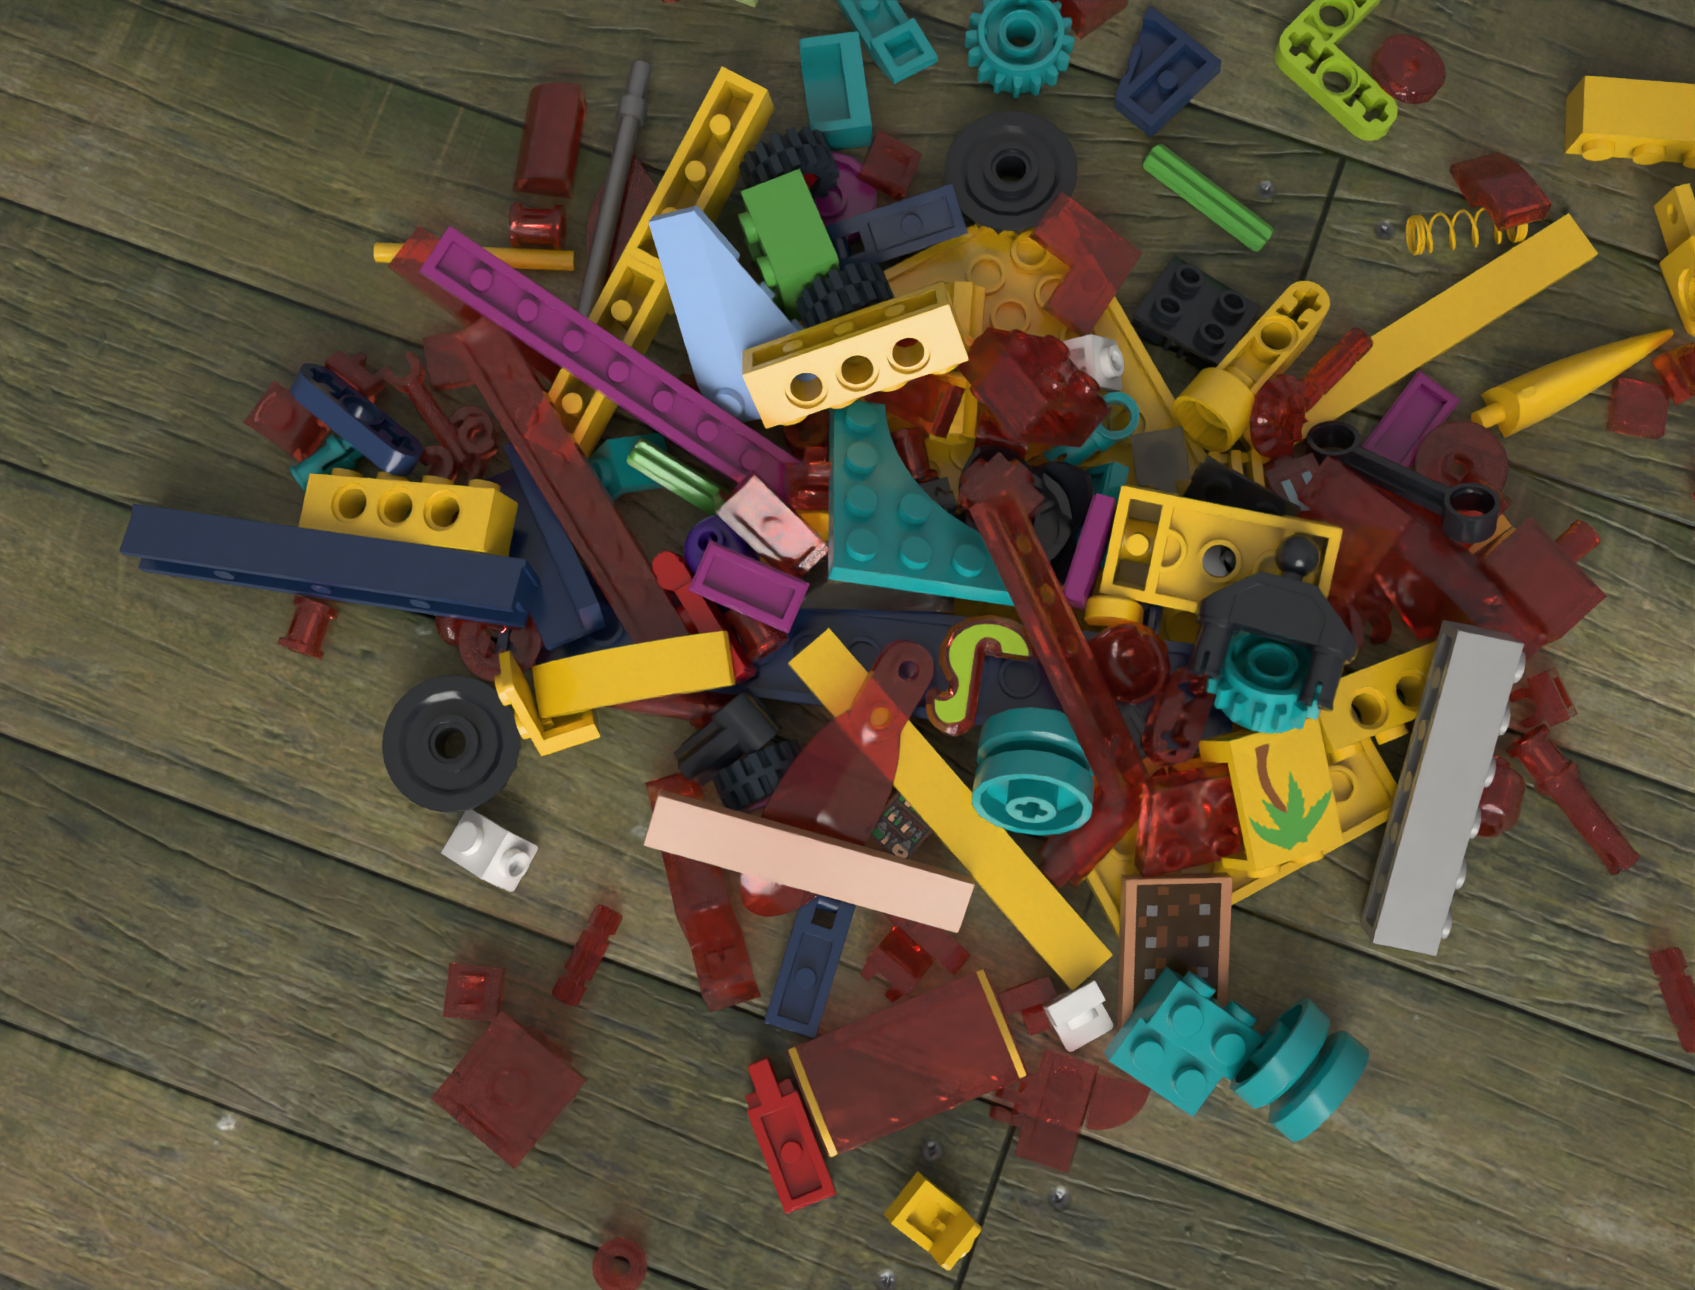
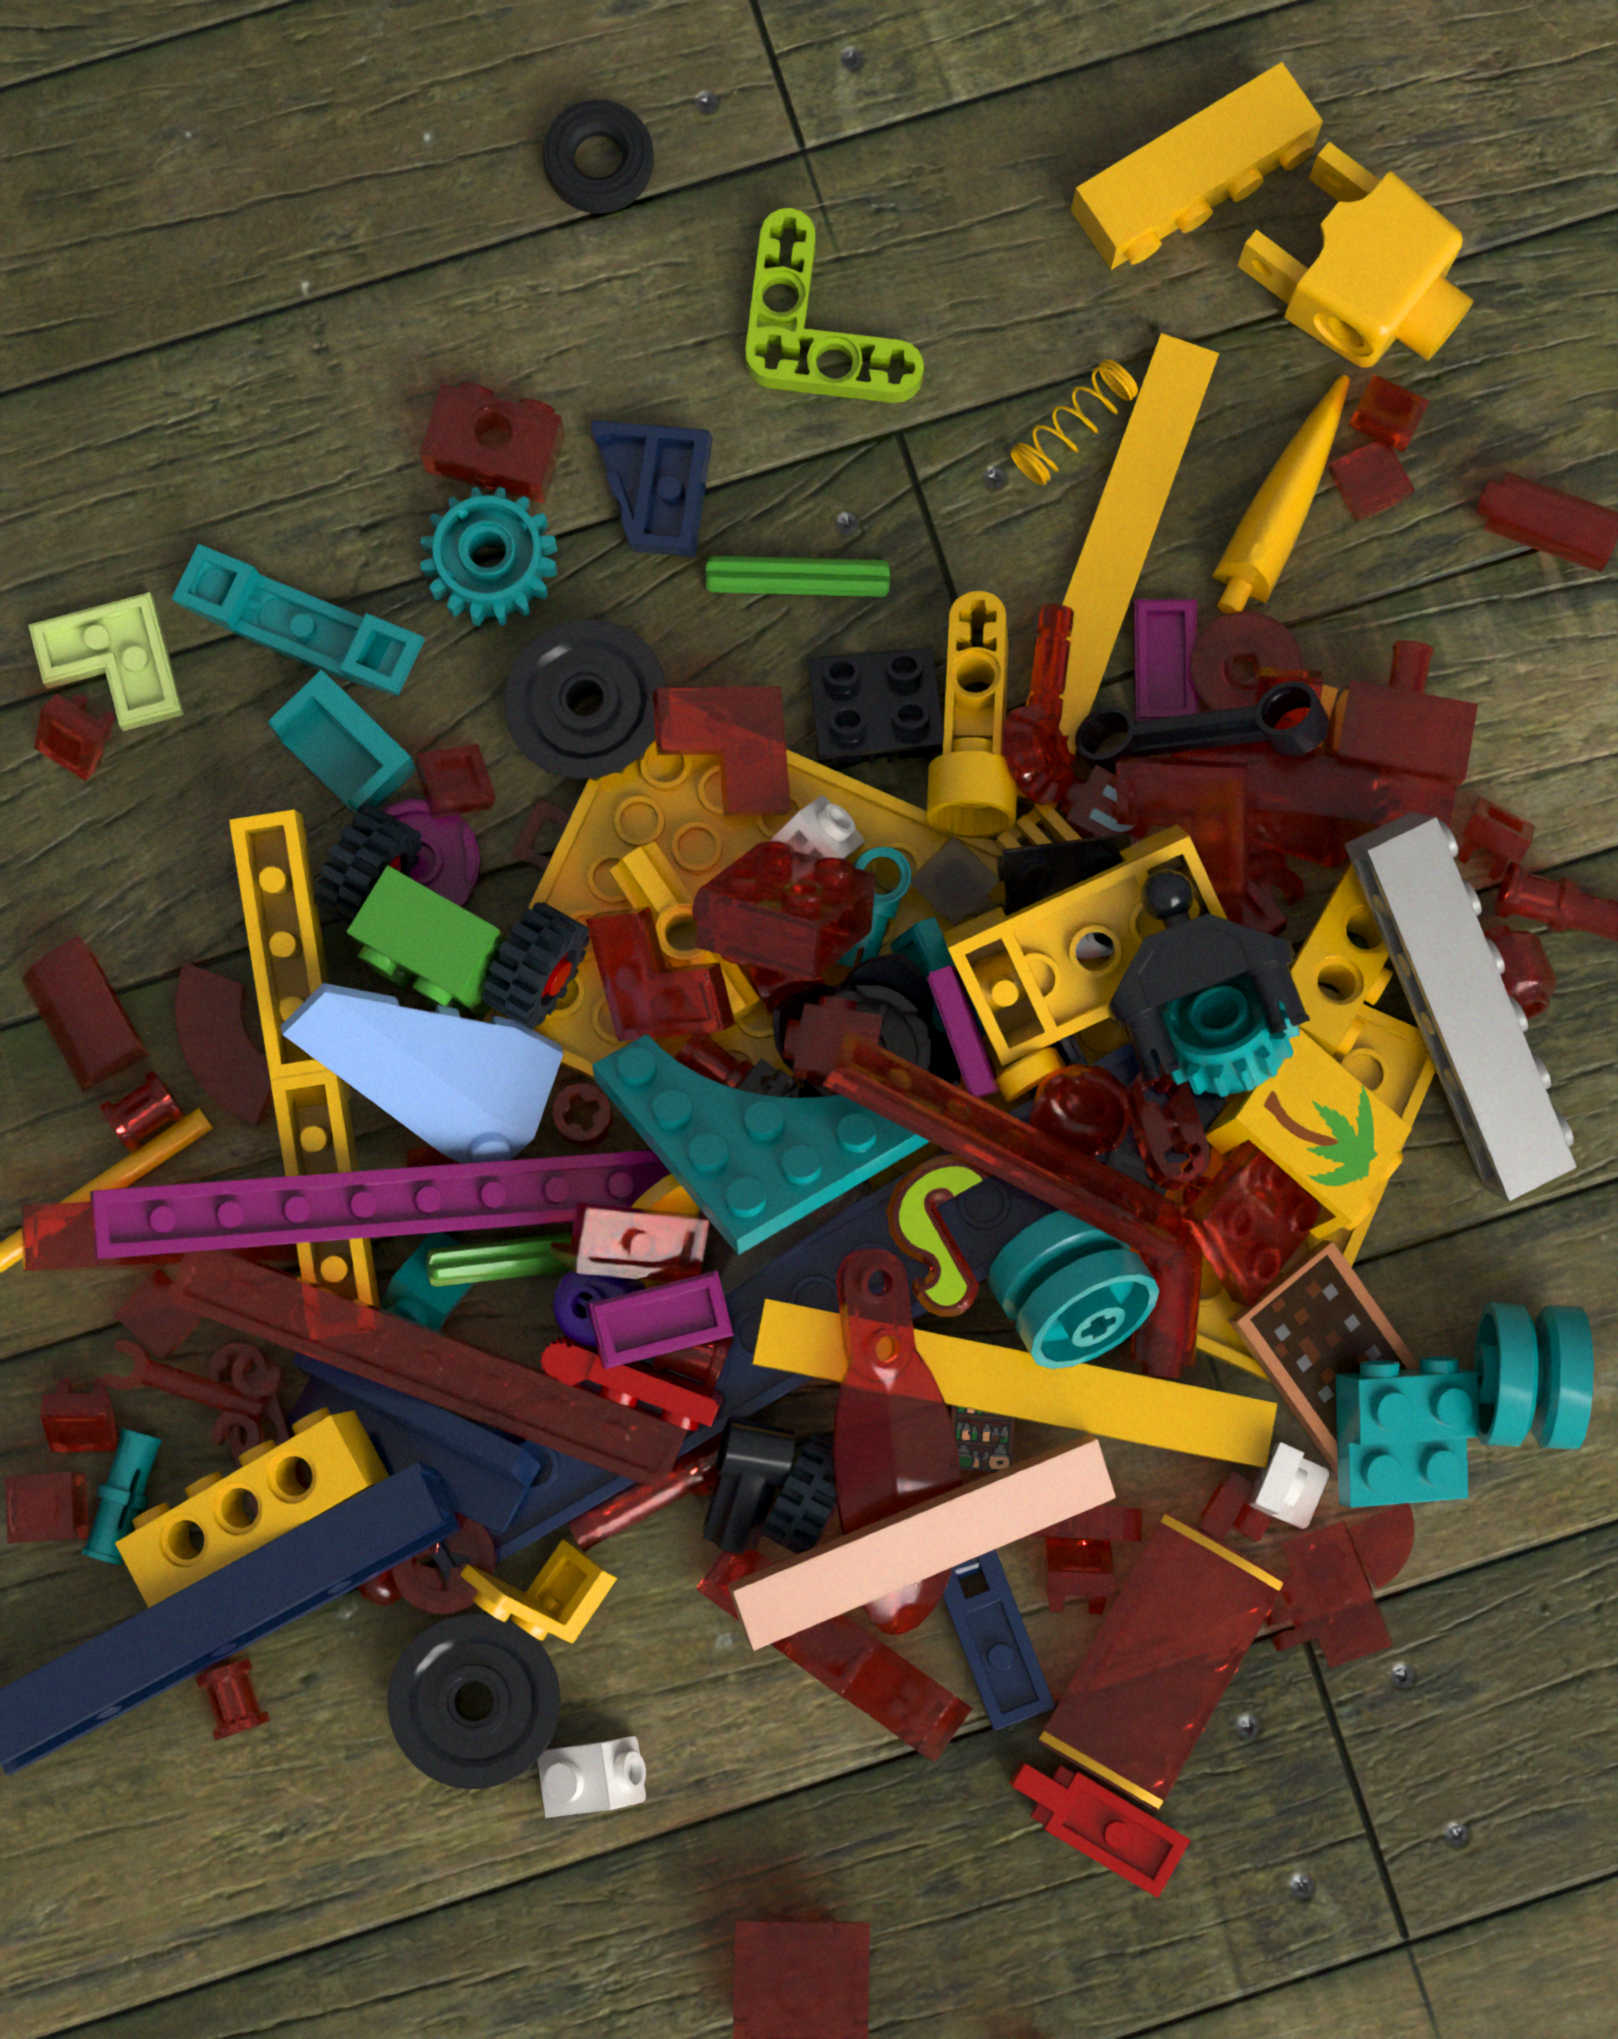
camera: 45 degrees left, 0 degrees up
(356, 419) = (122, 1451): dark blue beam -> none
(474, 992) = (686, 1927): clear red tile -> none
(586, 955) = (769, 1803): clear red axle -> none
(631, 115) = (150, 925): flat silver bar -> none
(633, 673) = (608, 1494): yellow slope -> none
(808, 482) = (633, 1168): clear red tile -> none
(867, 332) = (588, 981): yellow brick -> none
(900, 227) = (518, 842): dark blue plate -> none
(933, 1221) = (1302, 1791): yellow bracket -> none
(1406, 86) = (891, 319): clear red piece -> none
(1502, 188) = (1080, 360): clear red slope -> none

